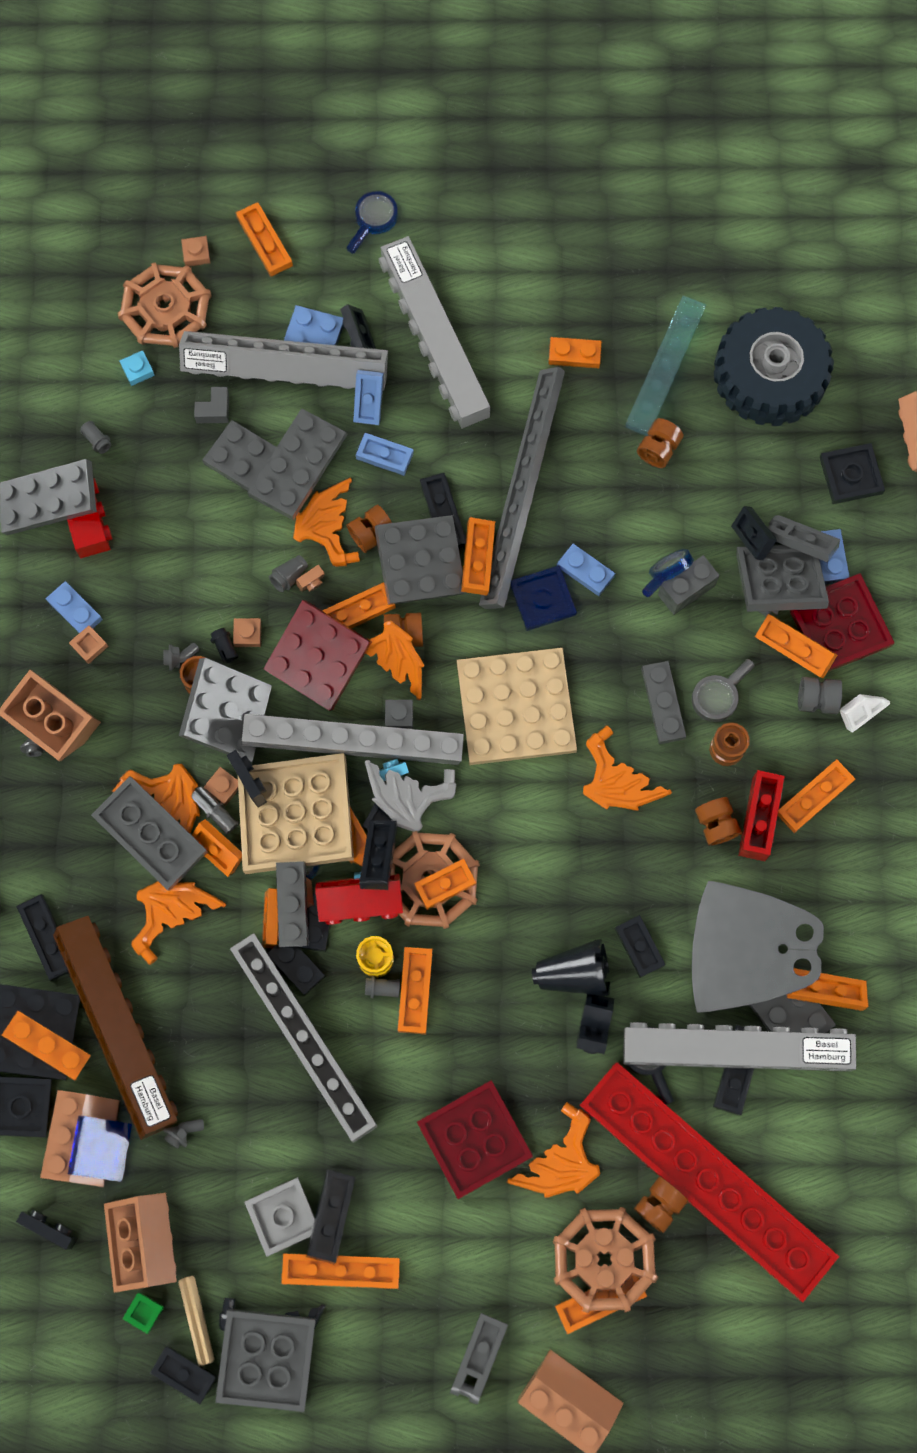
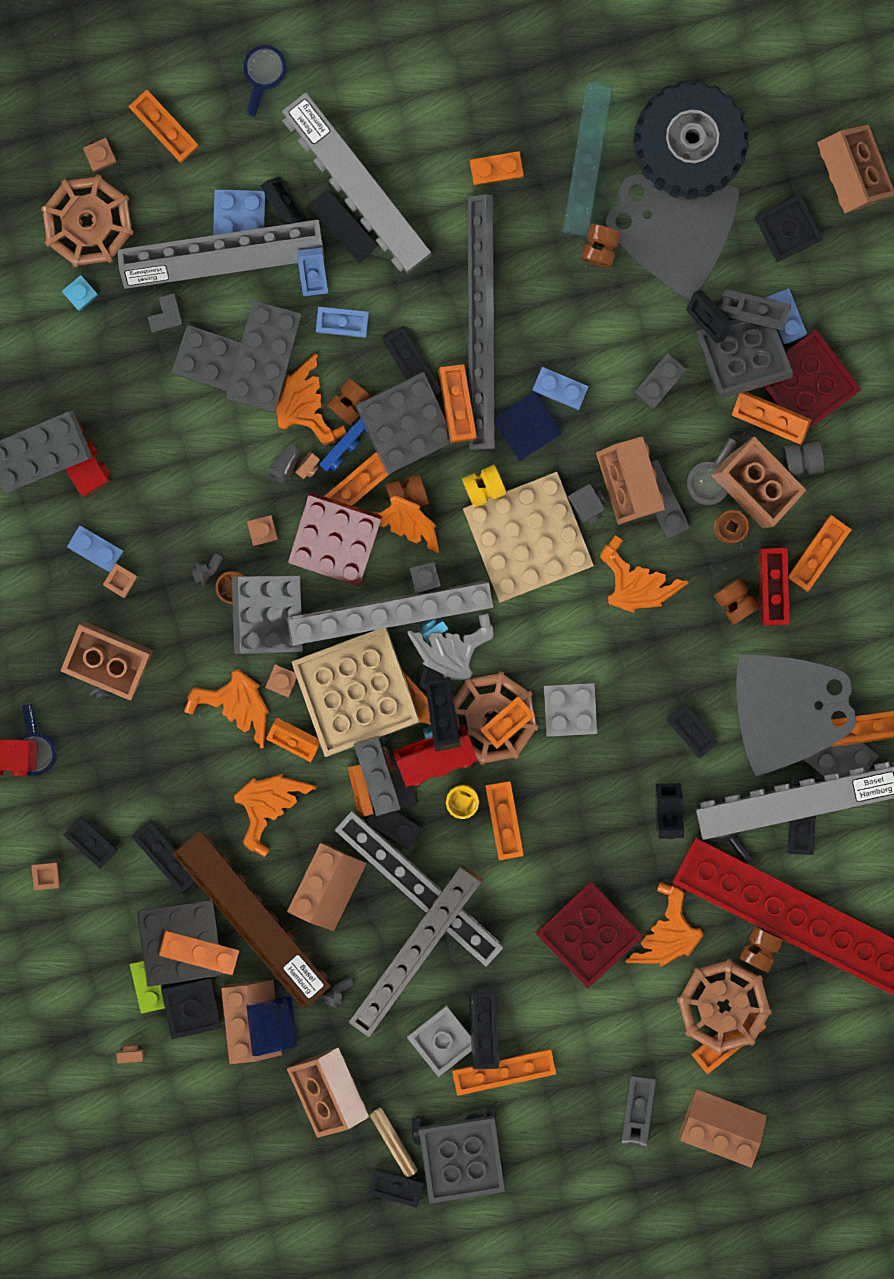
camera: 15 degrees left, 15 degrees up
(57, 1234) = (236, 1099): black plate -> none
(100, 442) = (63, 375): dark grey pin -> none
(143, 1312) = (347, 1148): green plate -> none
(149, 833) = (230, 742): dark grey plate -> none
(205, 1012) = (327, 886): none -> nougat slope
(214, 810) = (281, 705): dark grey axle -> none
(224, 645) = (245, 549): black pin -> none
(253, 786) = (312, 679): black plate -> none
(279, 1103) = (415, 950): none -> plate
(356, 567) = (348, 442): none -> blue plate
(382, 987) = (474, 825): dark grey pin -> none
(410, 368) = (342, 226): none -> black tile
(484, 641) = (493, 486): none -> yellow wheel
(515, 892) = (570, 709): none -> light grey plate
(575, 970) = (641, 768): black cone -> none
(585, 686) = (587, 504): none -> dark grey brick
(636, 671) = (630, 480): none -> nougat slope
(667, 569) = (637, 372): clear blue piece -> none
(743, 457) = (681, 235): none -> dark grey piece
(768, 706) = (758, 483): none -> nougat slope
(862, 710) = (845, 461): white tile -> none

